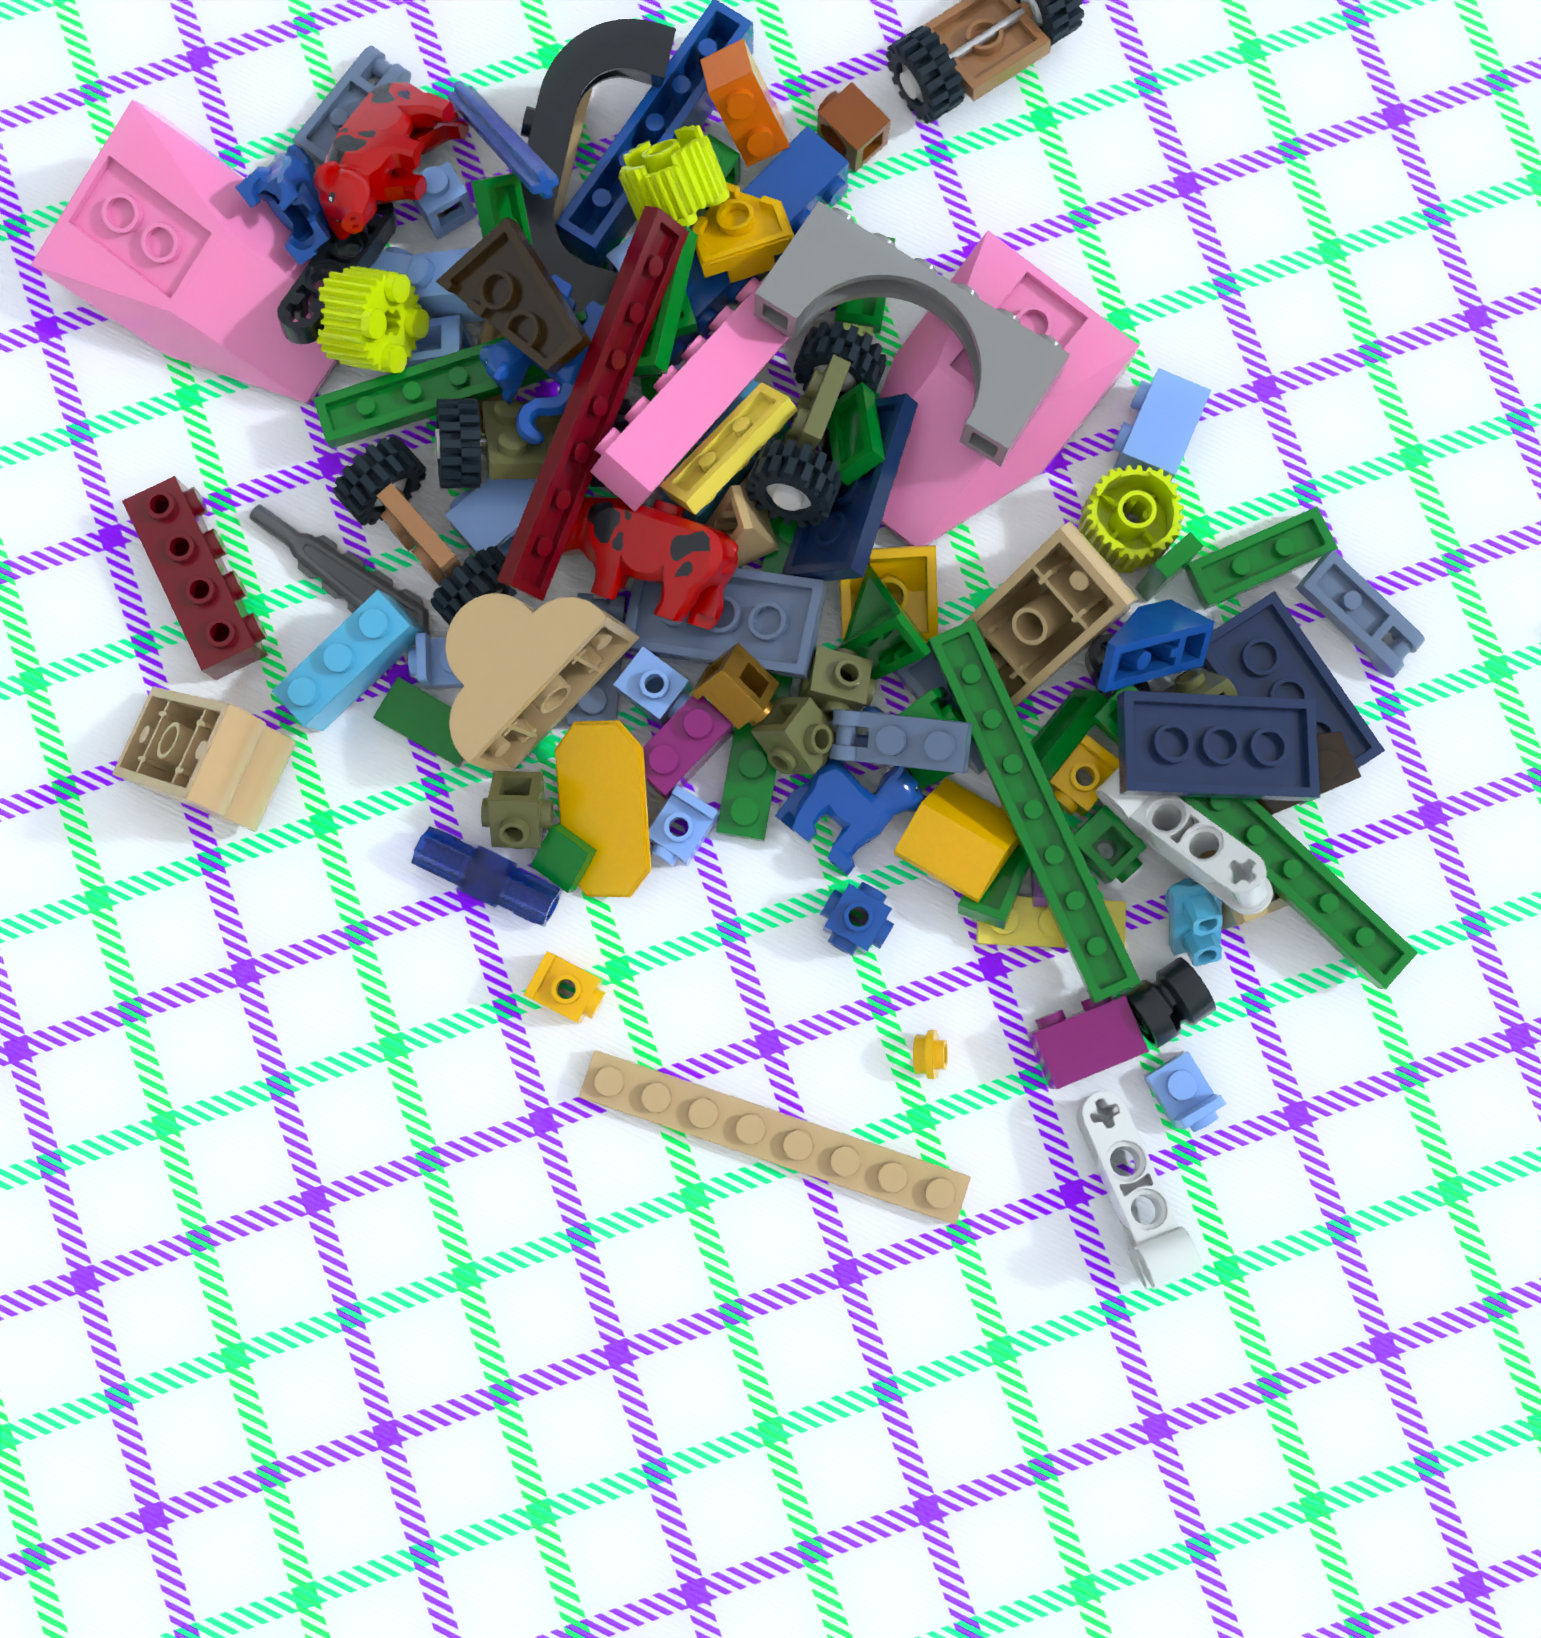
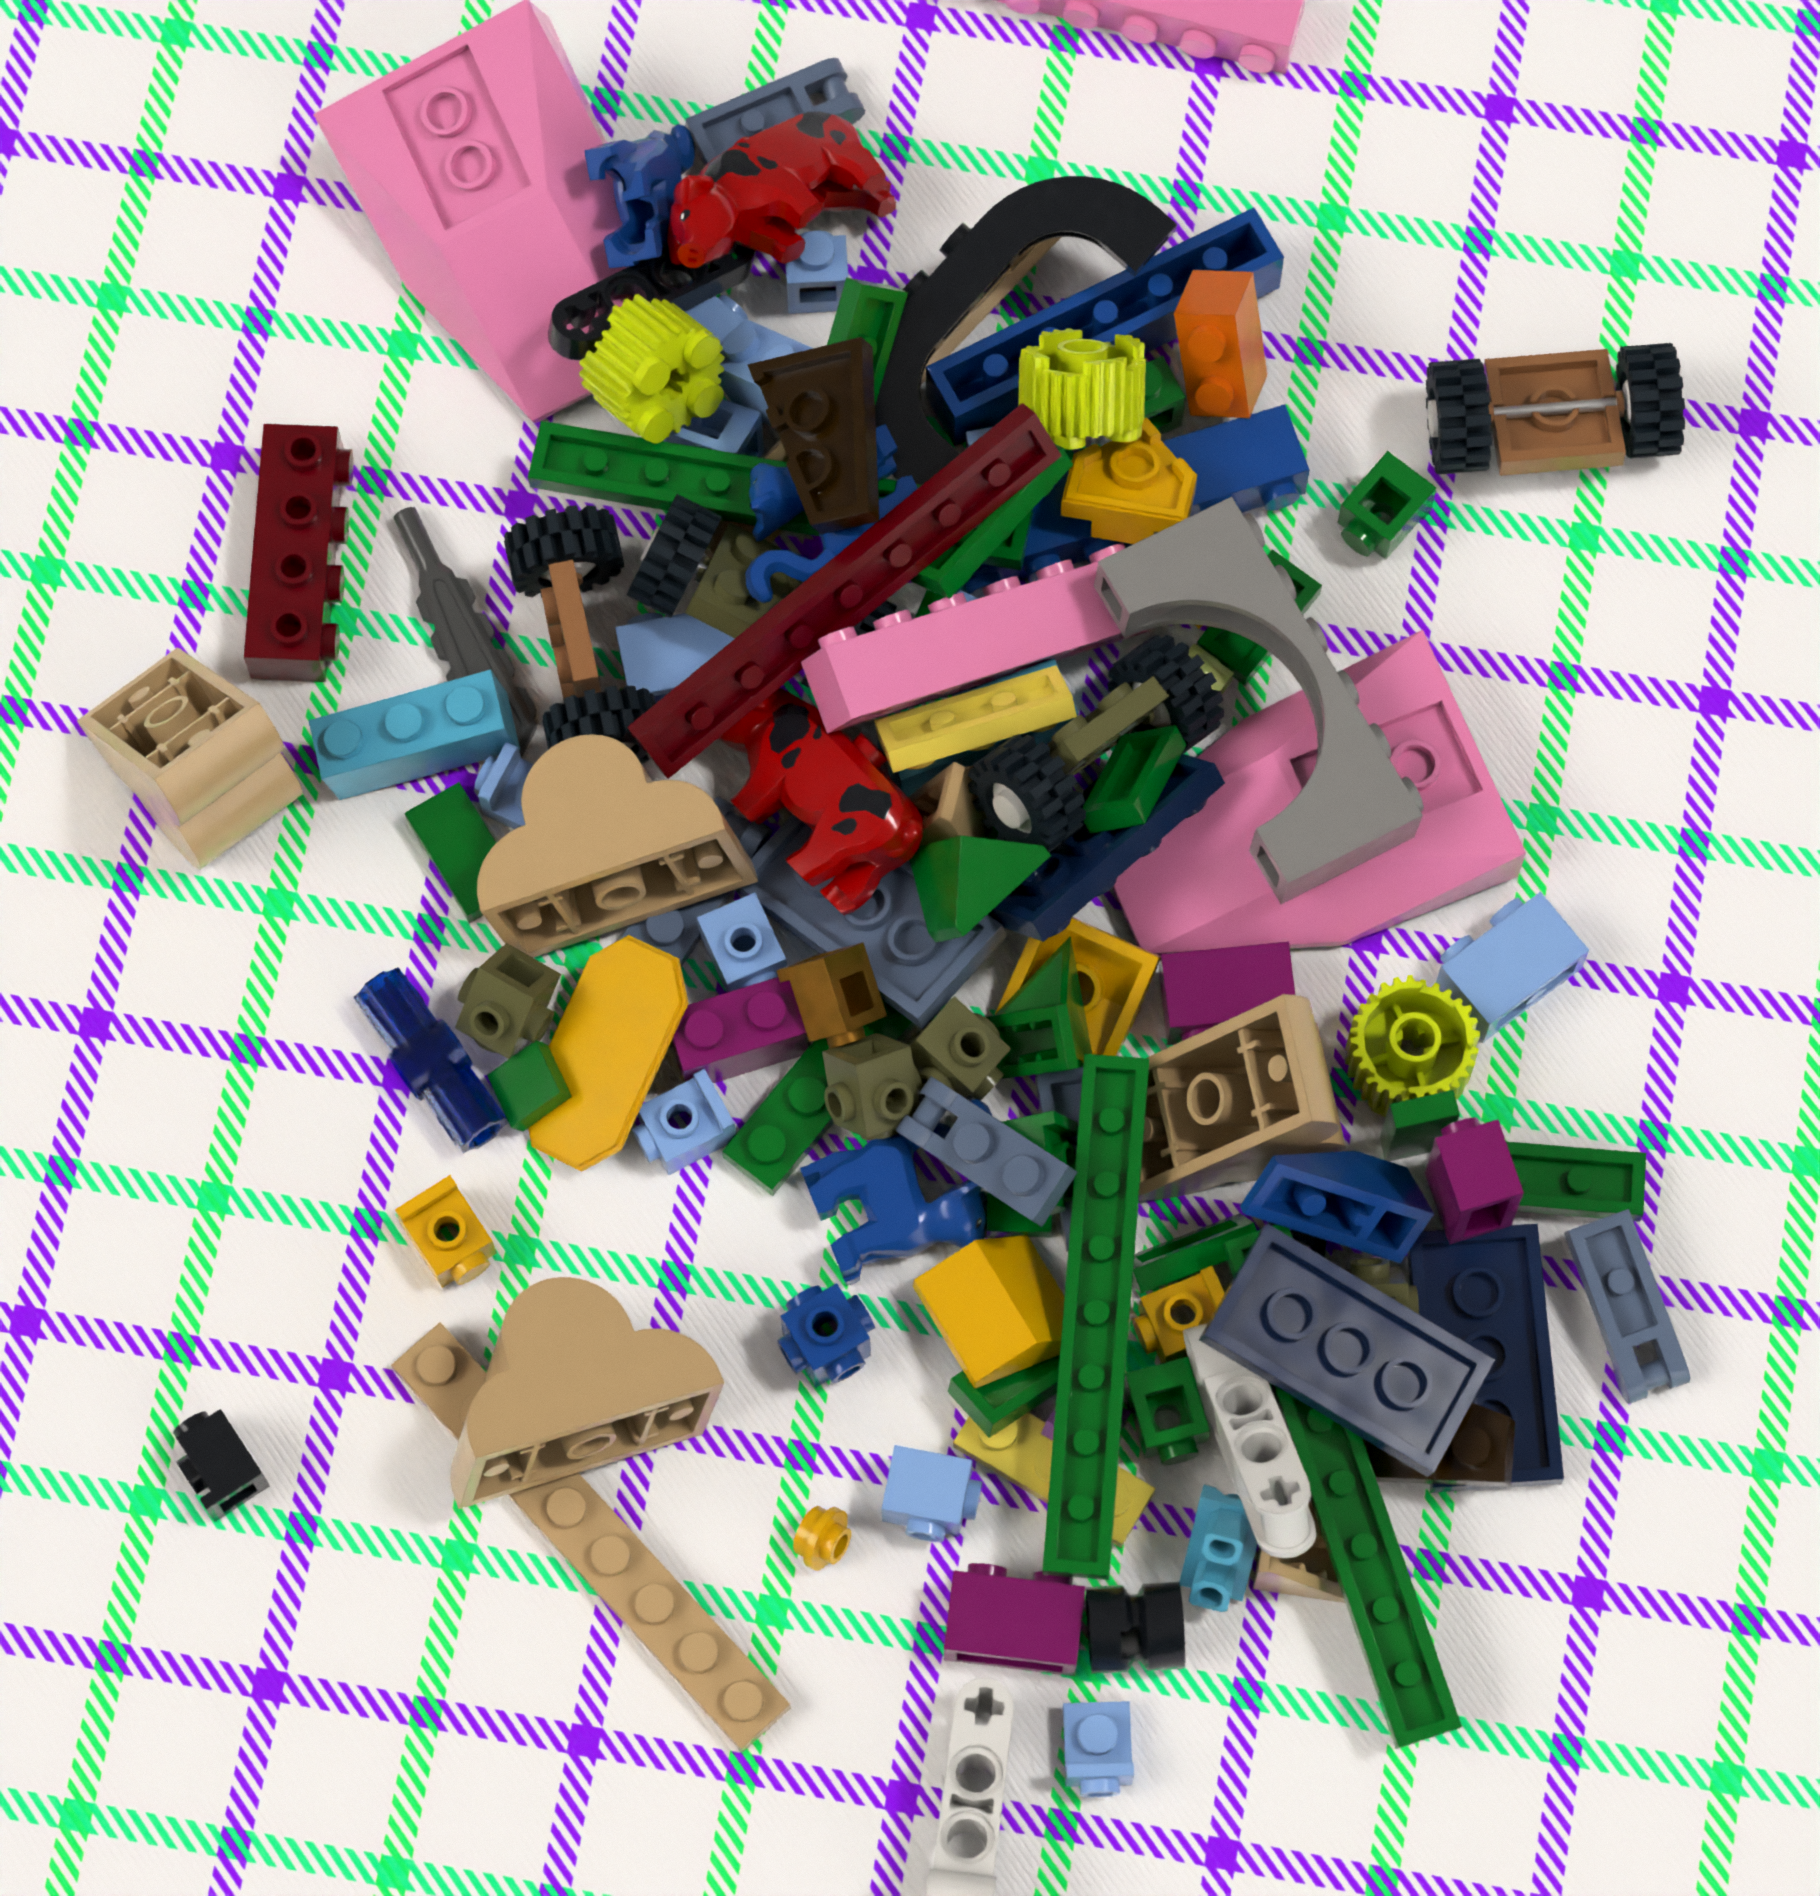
camera: 30 degrees right, 10 degrees down
(499, 1228) = (218, 1462): none -> black brick
(504, 140) = (914, 245): blue axle -> none
(713, 1052) = (577, 1392): none -> tan brick
(787, 563) = (967, 878): none -> green slope
(853, 125) = (1342, 431): dark orange brick -> none
(908, 163) = (1388, 489): none -> green brick
(984, 987) = (929, 1493): none -> light blue brick
(989, 546) = (1220, 983): none -> magenta brick
(1231, 584) = (1473, 1179): none -> magenta brick

